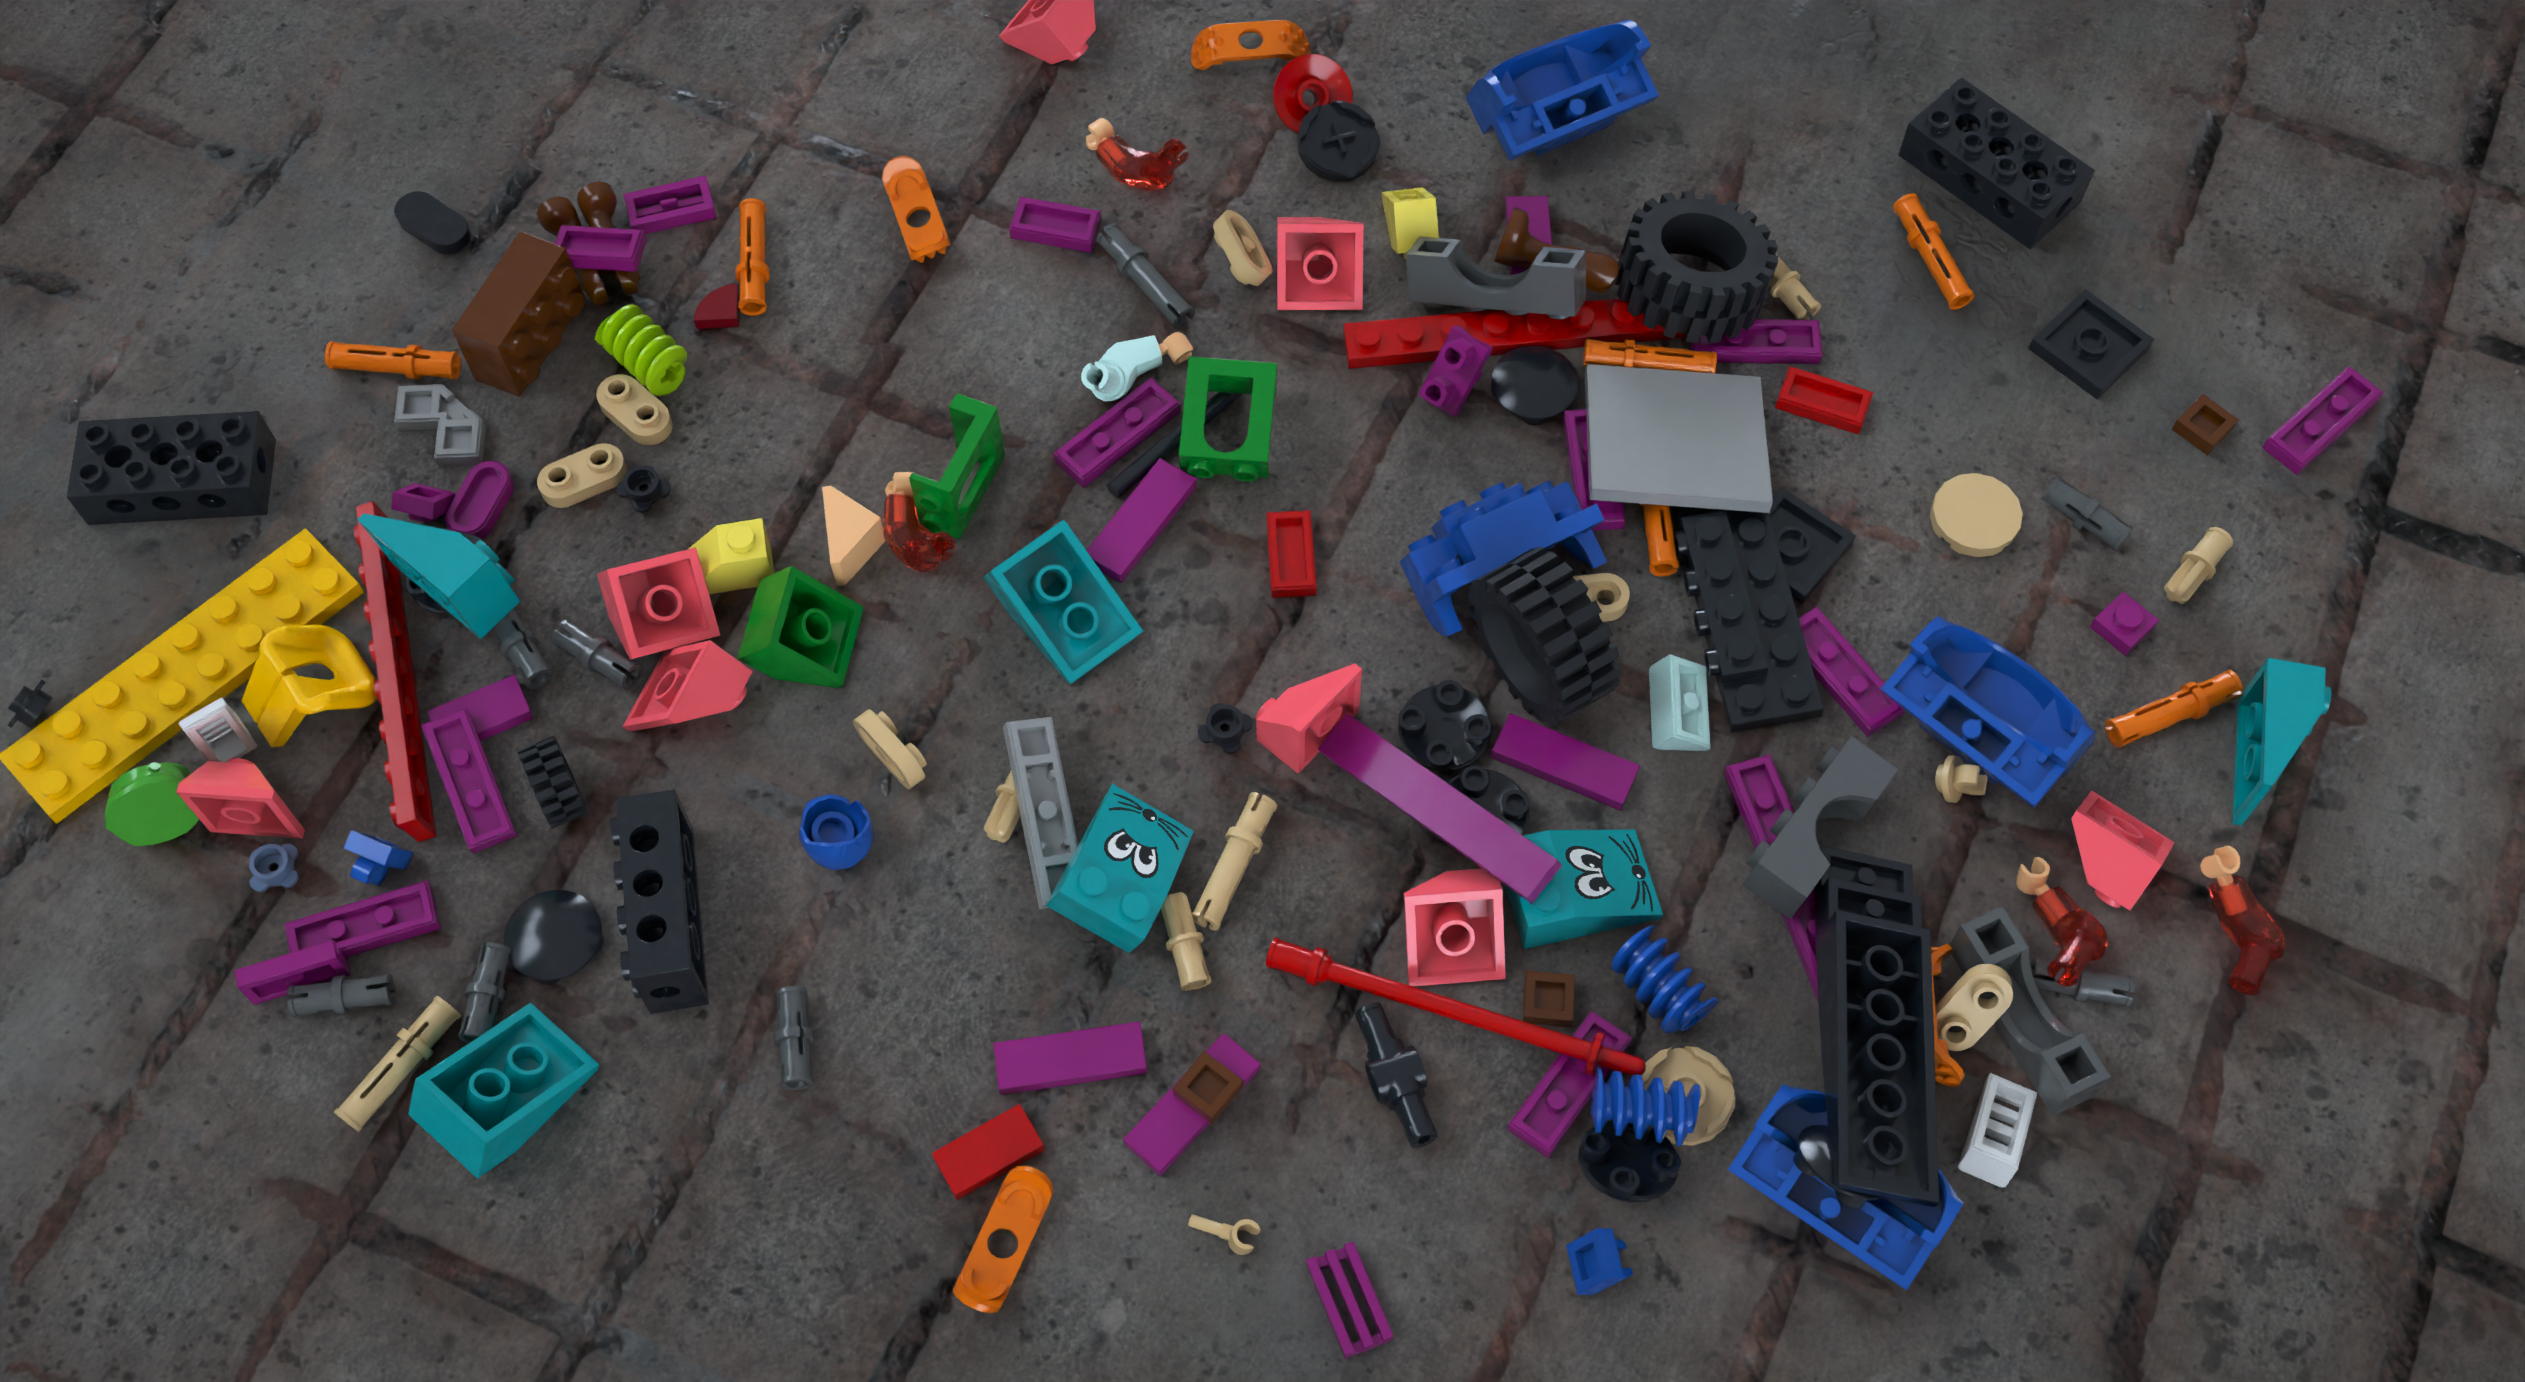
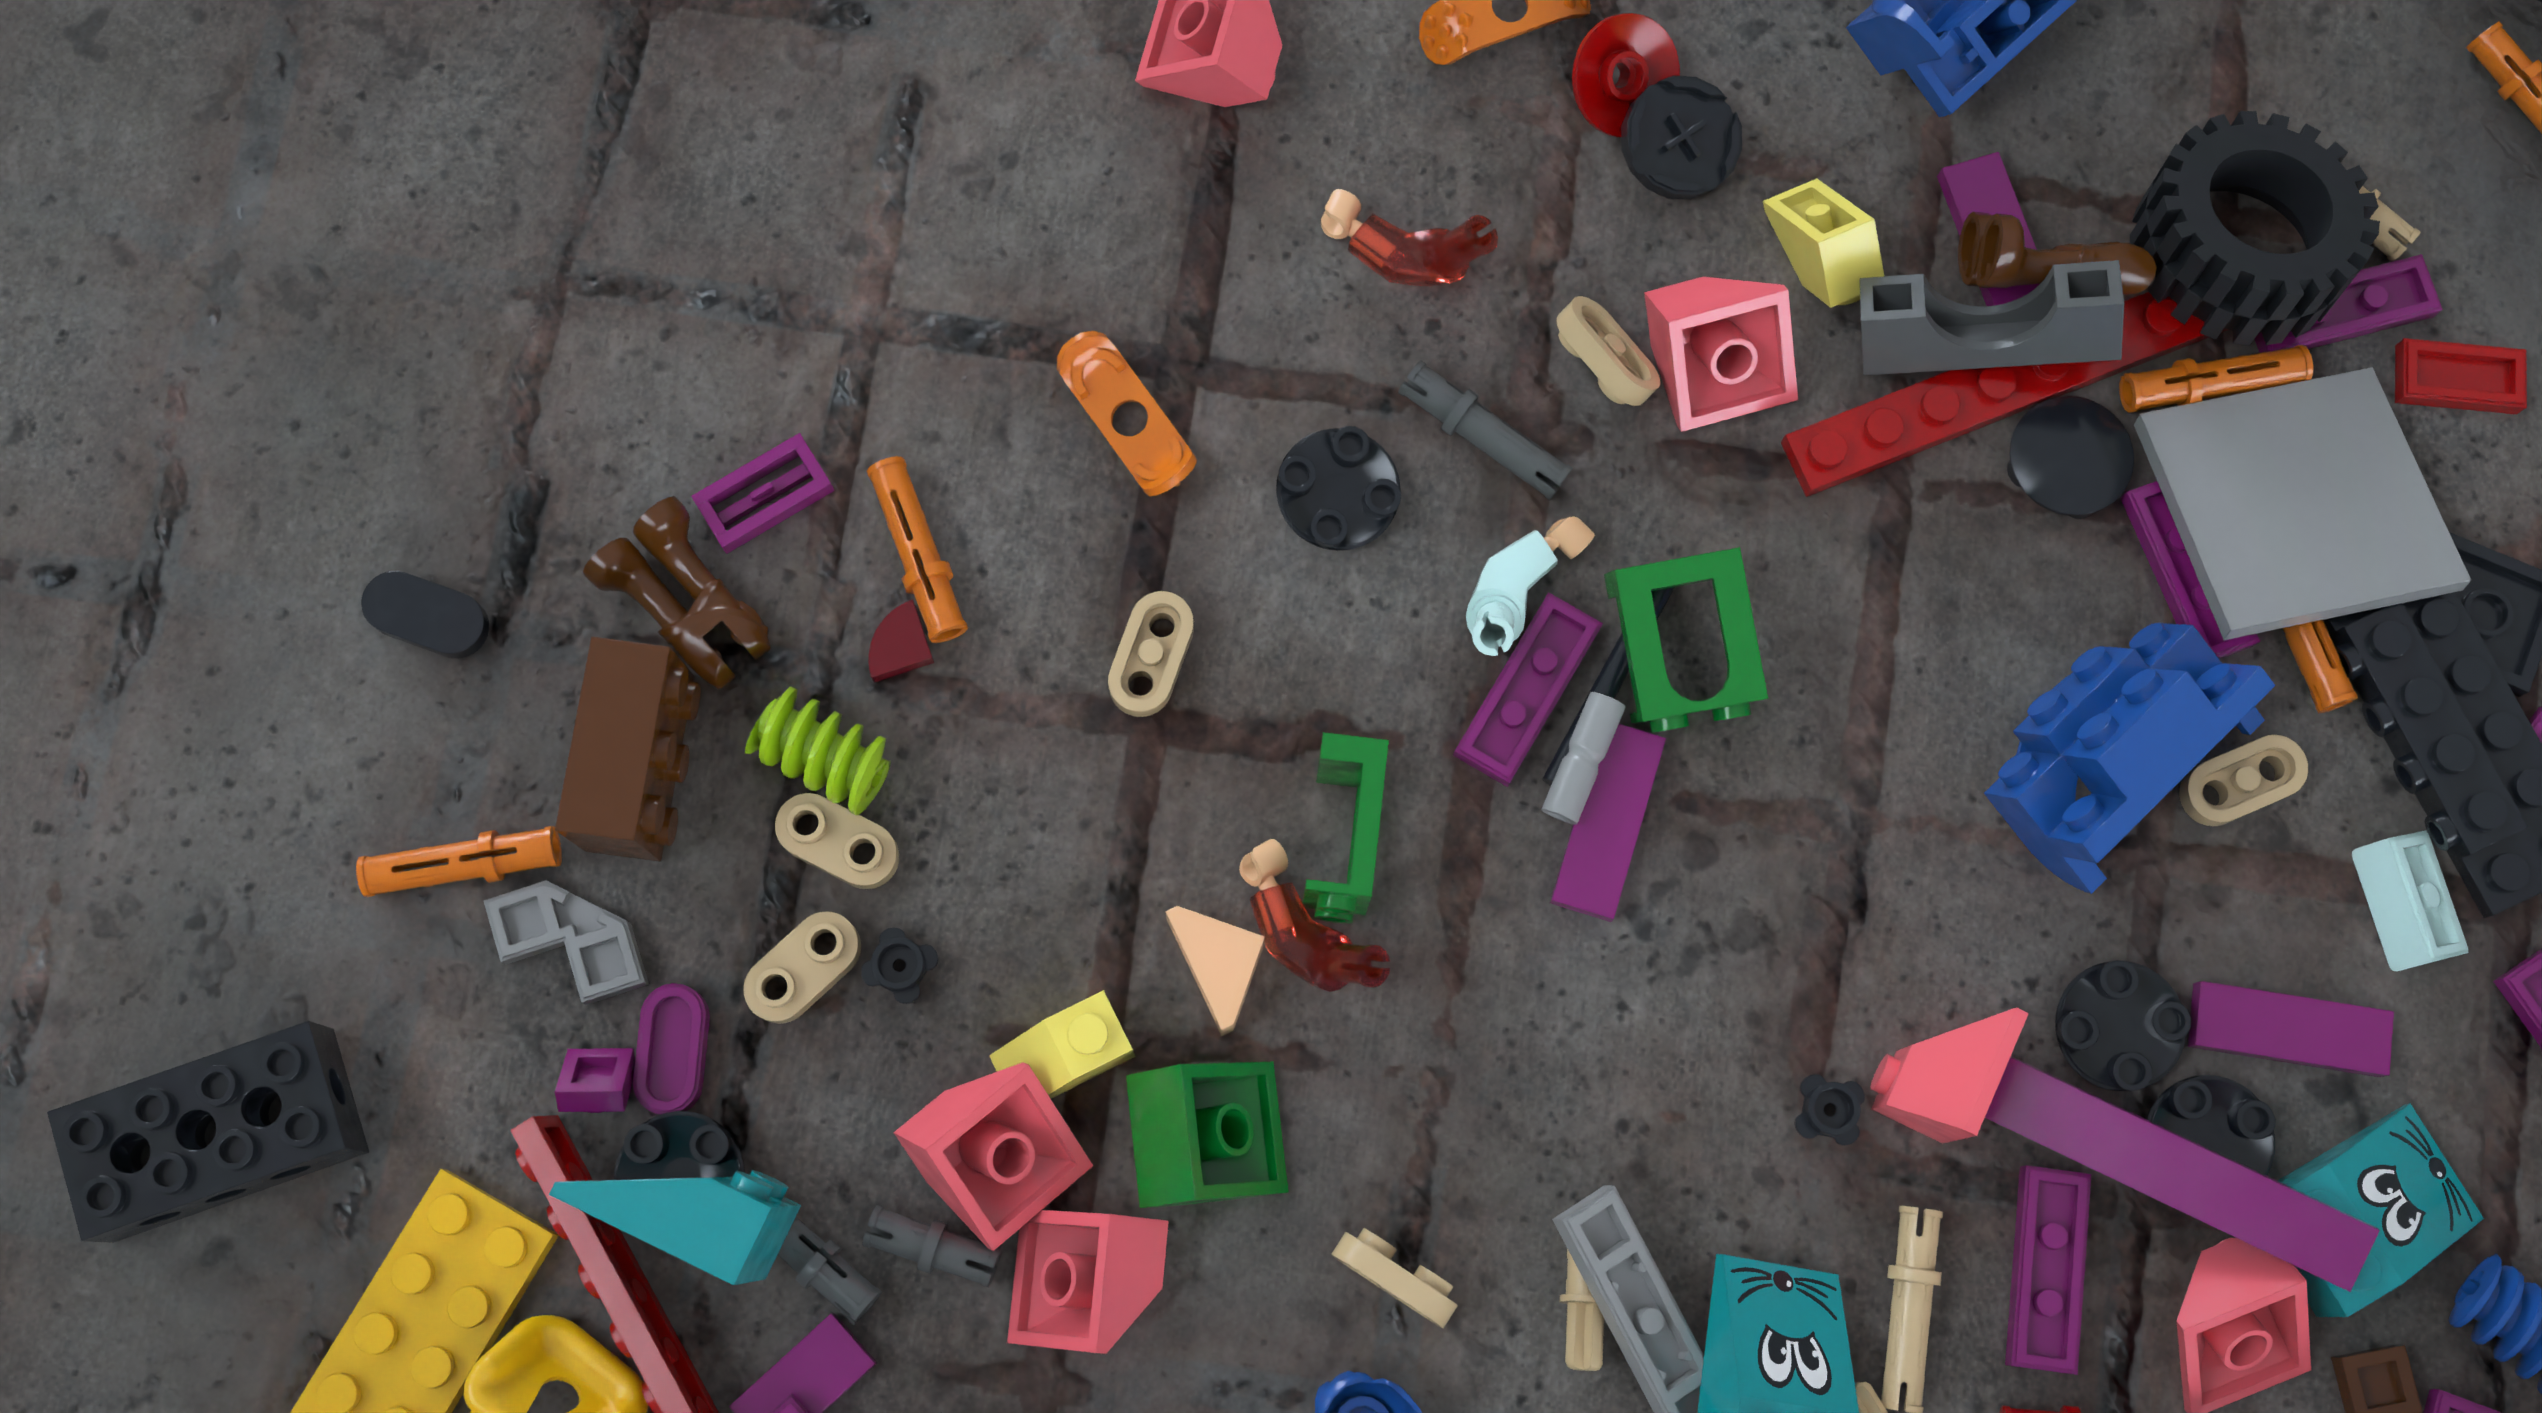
camera: 20 degrees left, 15 degrees up
(603, 247) = (700, 608): magenta tile -> none
(874, 351) = (1150, 655): none -> tan plate
(1036, 286) = (1338, 489): none -> black dish
(1055, 224) = (1326, 376): magenta tile -> none
(1063, 602) = (1550, 983): teal slope -> none
(1130, 476) = (1586, 750): none -> light grey piece
(1291, 554) = (1827, 814): red tile -> none
(1341, 866) = (2048, 1270): none -> magenta tile
(1455, 371) = (1970, 479): magenta hips -> none
(1544, 635) = (2248, 884): black tyre -> none

